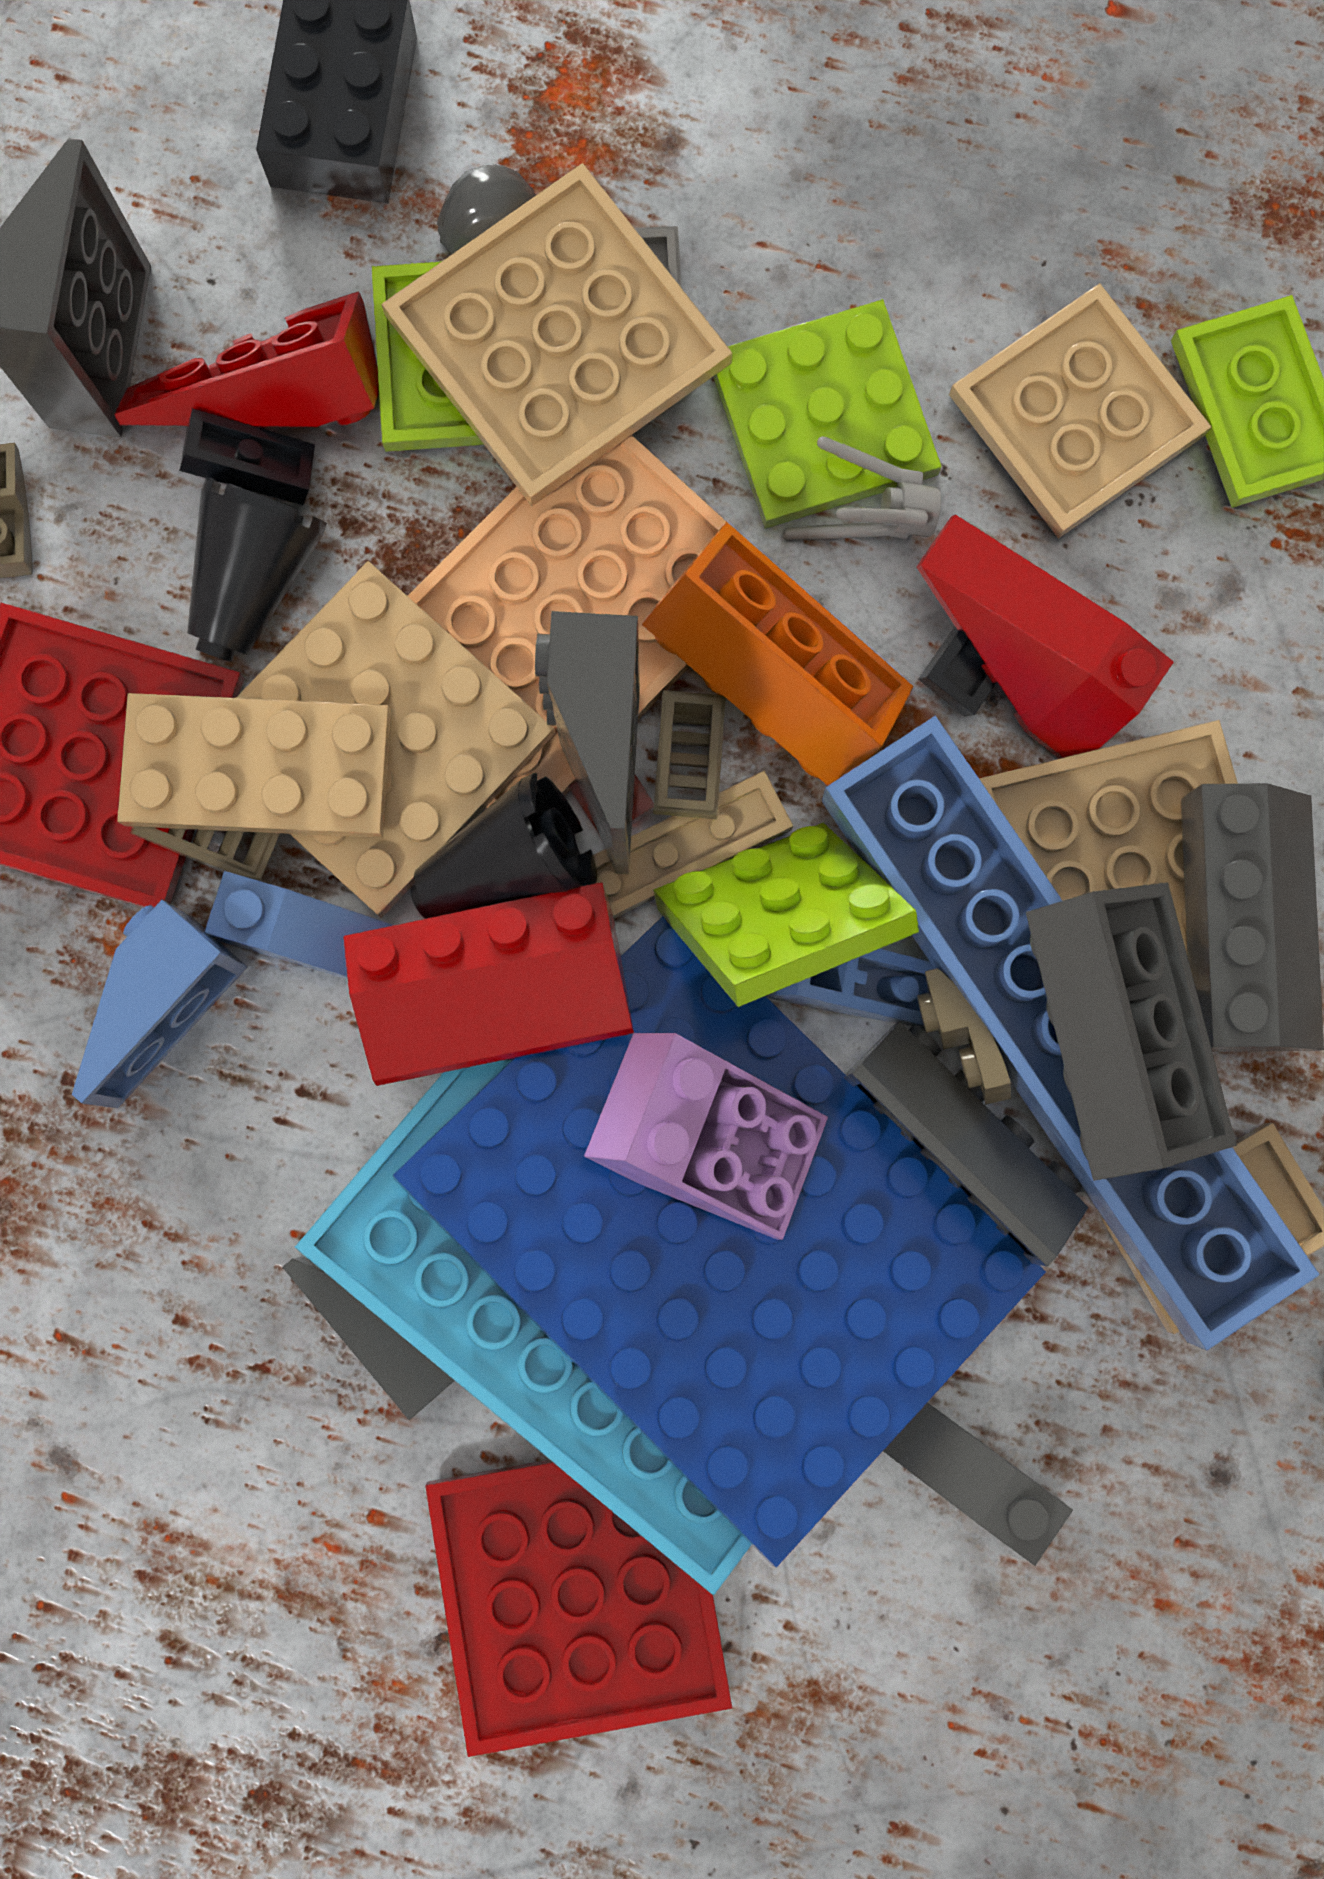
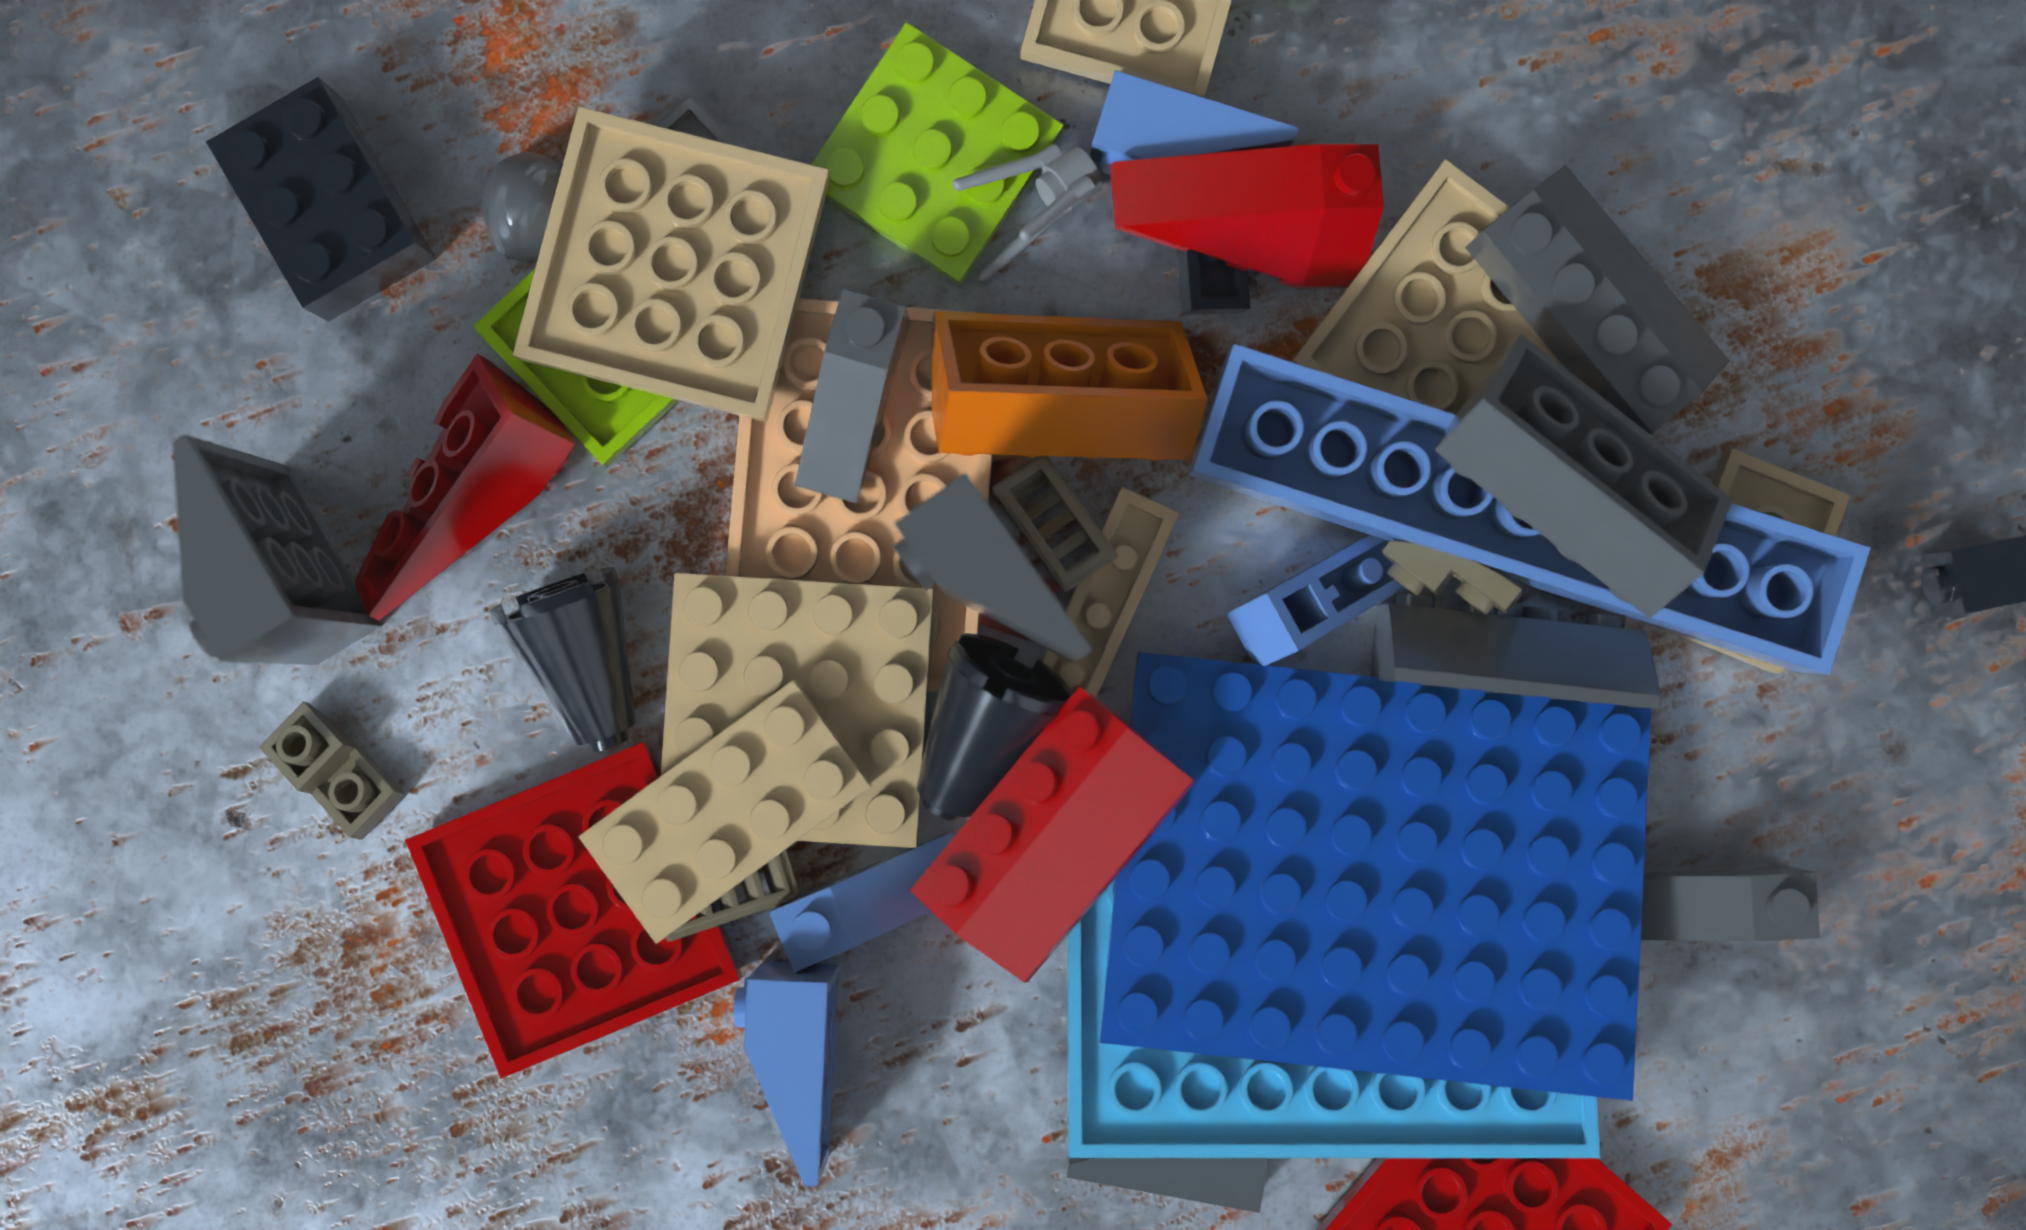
camera: 40 degrees left, 5 degrees up
(247, 457) = (504, 564): black plate -> none
(614, 531) = (851, 394): none -> slope
(706, 1133) = (1316, 815): lavender slope -> none
(784, 912) = (1236, 593): lime plate -> none
(1015, 512) = (1160, 121): none -> medium blue slope

